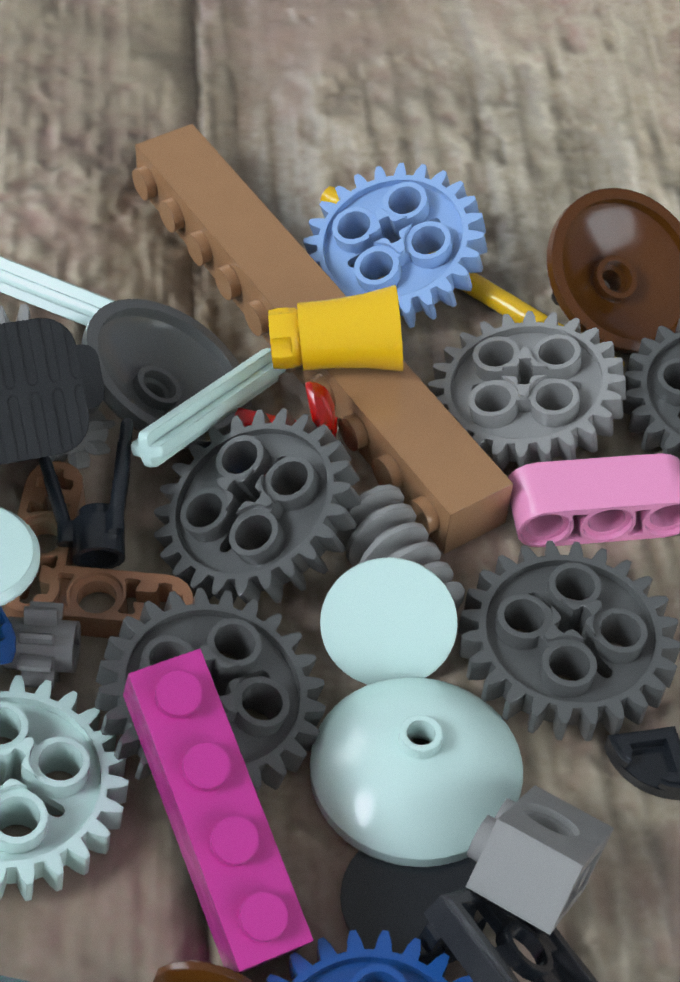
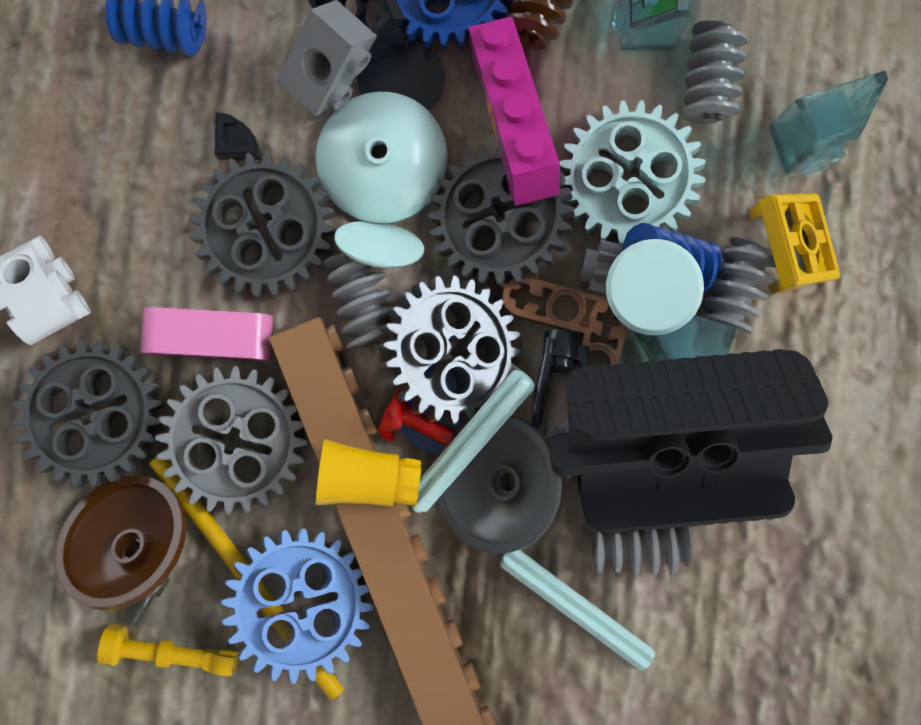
camera: 160 degrees left, 35 degrees up
(534, 200) = (116, 645): none -> yellow piece

